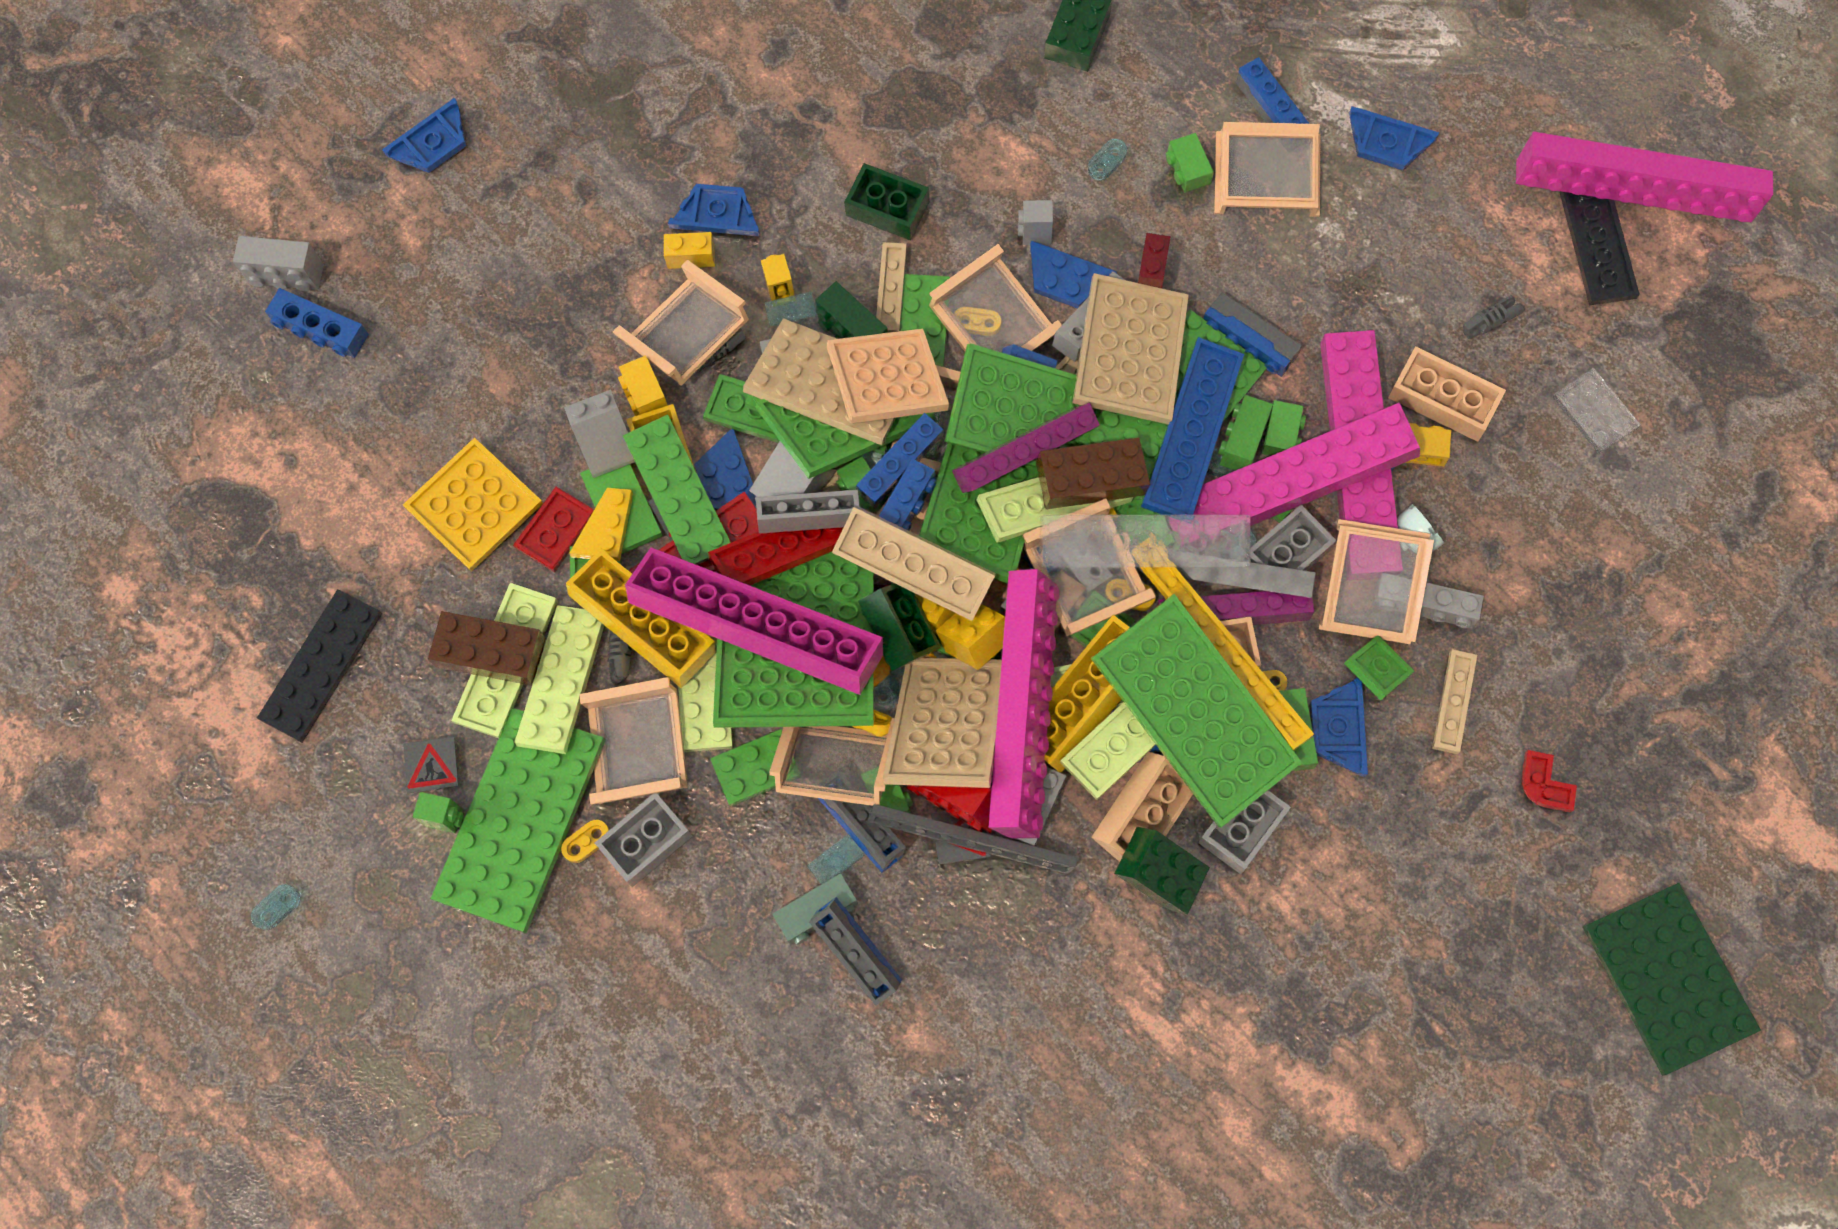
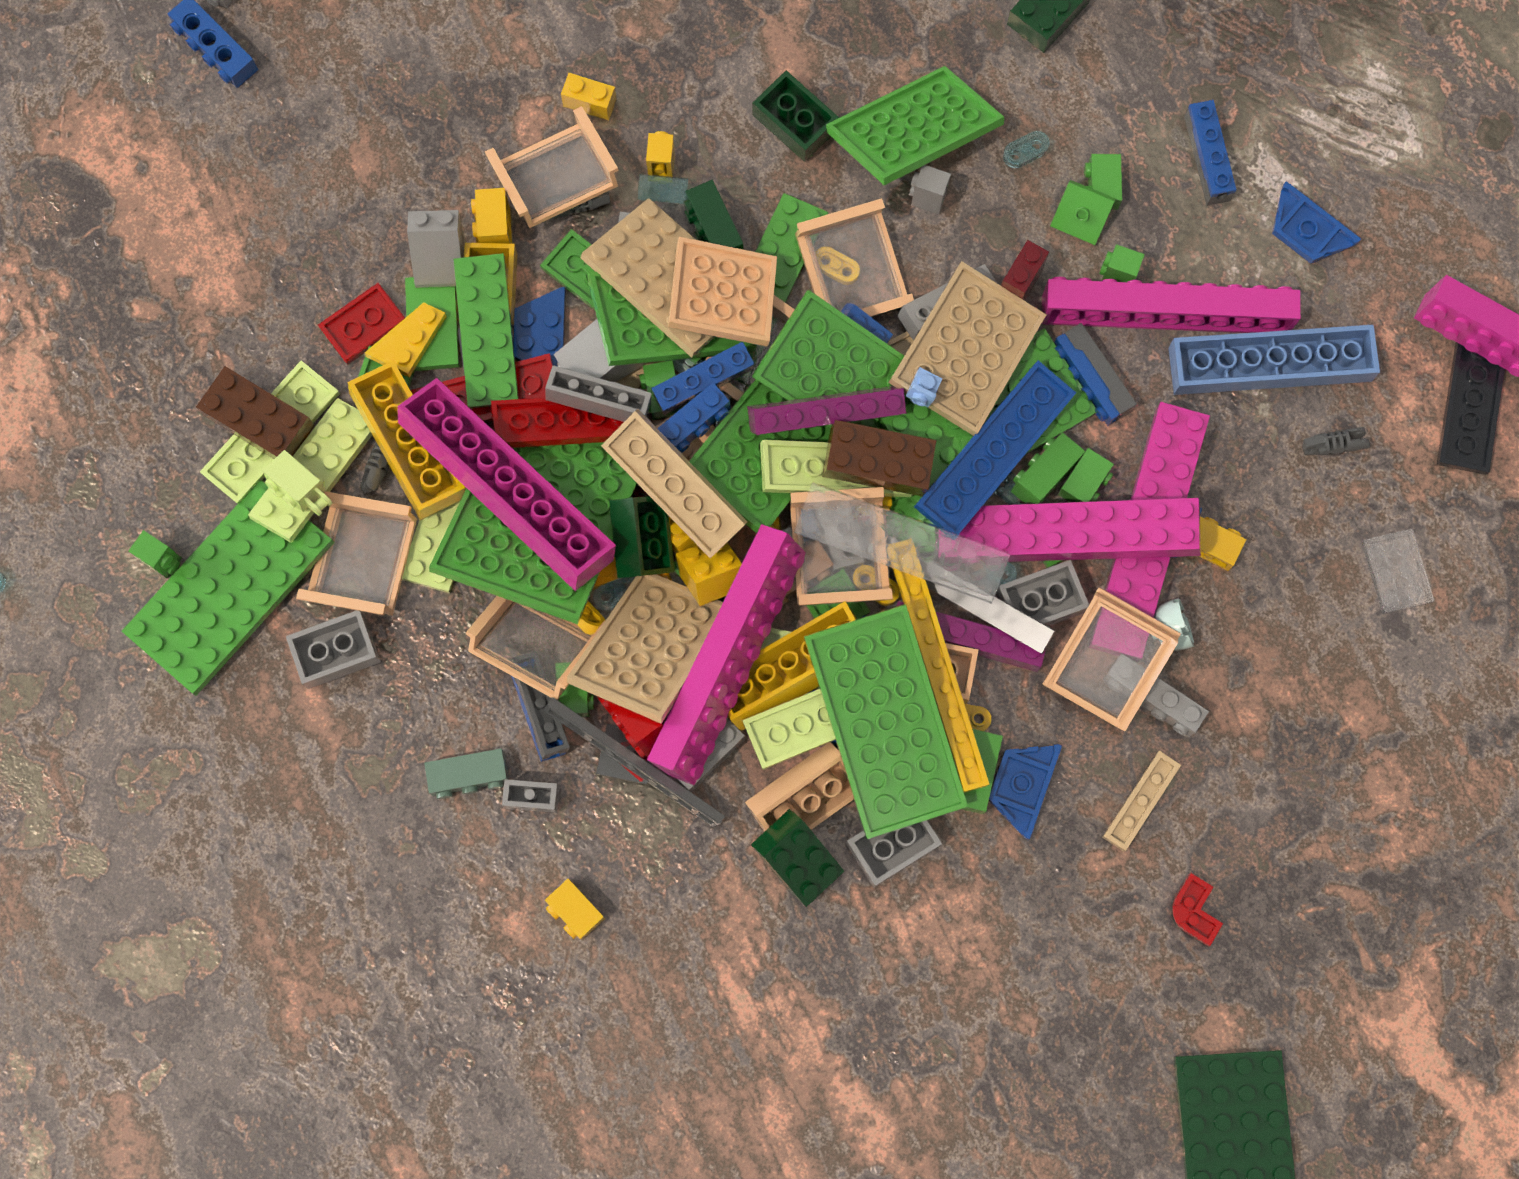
camera: 15 degrees right, 5 degrees up
(319, 665) = (99, 374): black plate -> none
(430, 765) = (166, 506): dark grey piece -> none
(473, 504) = (294, 271): yellow plate -> none
(551, 696) = (296, 484): none -> yellowish green brick
(583, 839) = (281, 627): yellow plate -> none
(716, 210) = (629, 65): blue wing -> none
(746, 769) = (451, 616): bright green plate -> none
(835, 859) = (503, 733): clear light blue plate -> none
(855, 951) = (486, 826): dark grey piece -> none
(886, 907) = (531, 796): none -> light grey brick
(891, 285) = (767, 202): tan plate -> none
(968, 1000) = (574, 910): none -> yellow brick
(1000, 170) = (914, 125): none -> bright green plate
(1062, 275) = (937, 249): blue wing -> none
(1108, 395) = (923, 387): none -> light blue bracket
(1182, 195) = (1082, 212): none -> bright green plate
(1237, 231) = (1121, 264): none -> bright green brick
(1267, 166) = (1178, 214): piece -> none
(1296, 249) = (1169, 306): none -> dark pink brick
(1379, 667) = (1082, 742): bright green plate -> none
(1406, 264) = (1273, 359): none -> medium blue brick
(1447, 394) = (1257, 502): light nougat brick -> none

